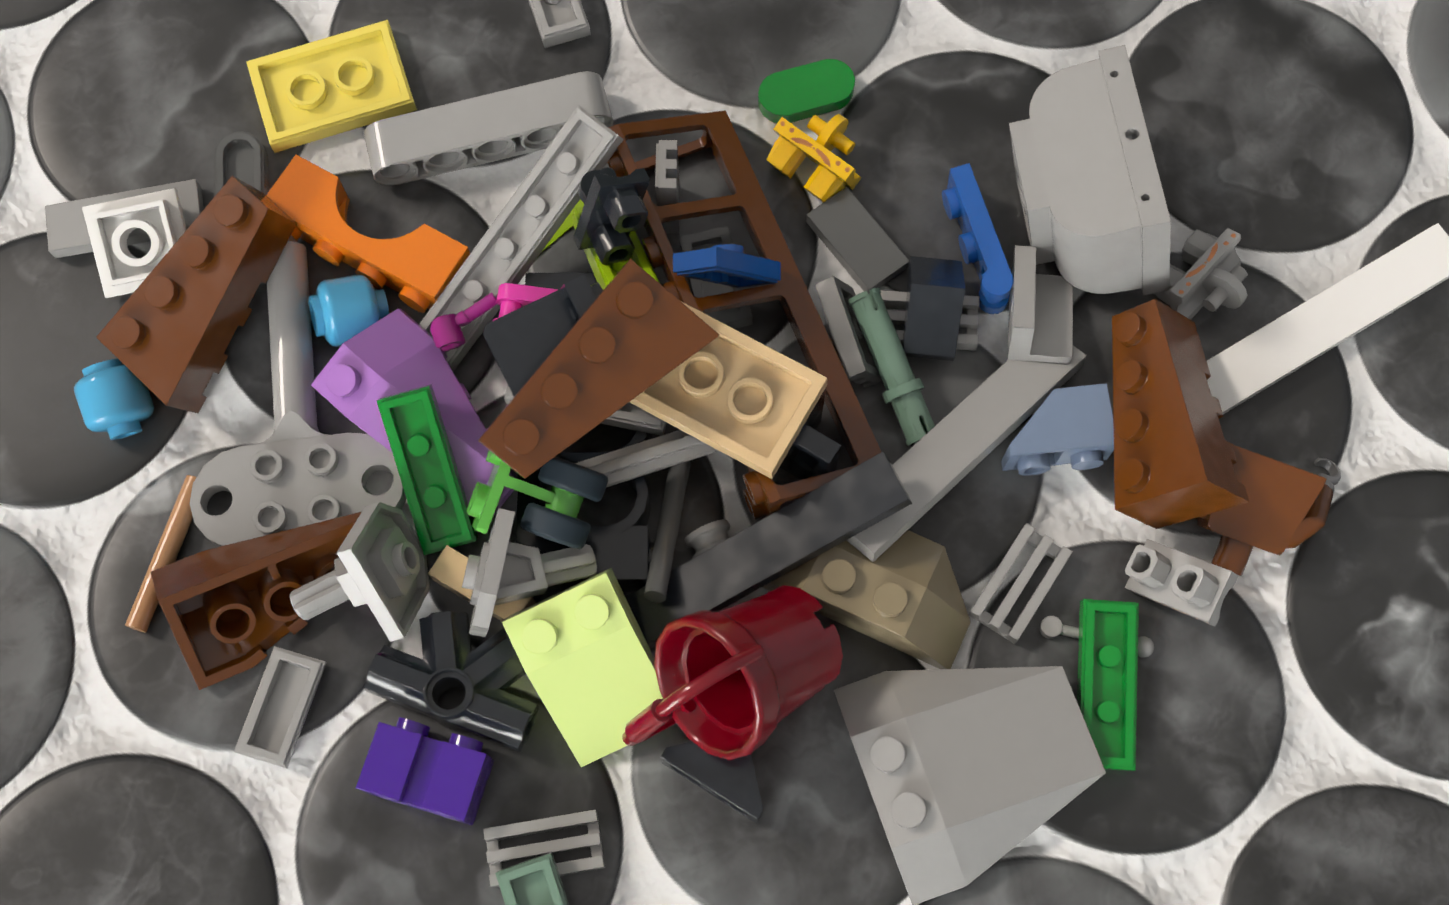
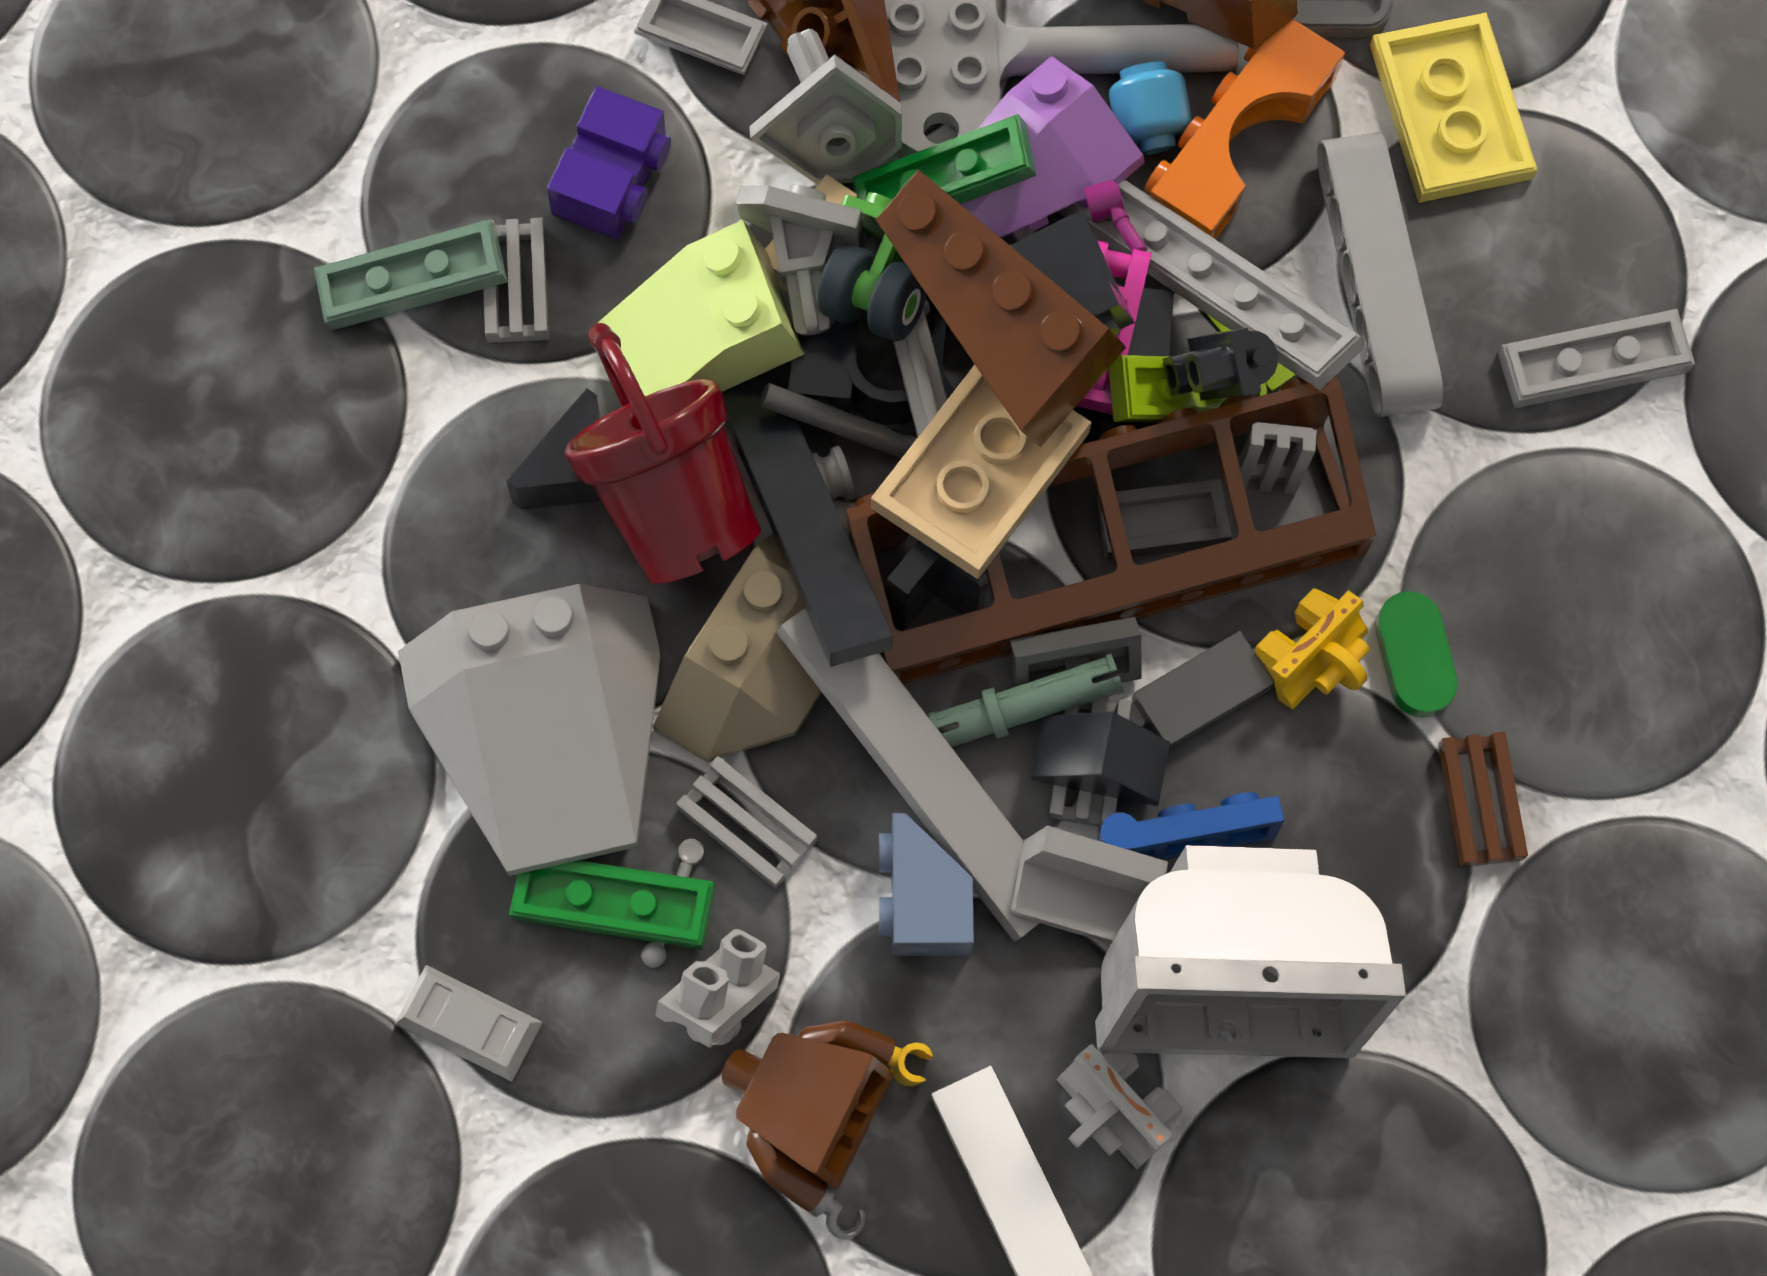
camera: 90 degrees right, 0 degrees up
(450, 664) = (707, 165): black piece -> none
(727, 266) = (1147, 494): blue plate -> none
(911, 34) = (1507, 796): none -> reddish brown tile
(1166, 422) = (923, 999): reddish brown wedge -> none
(1227, 795) = (469, 1023): none -> light grey tile

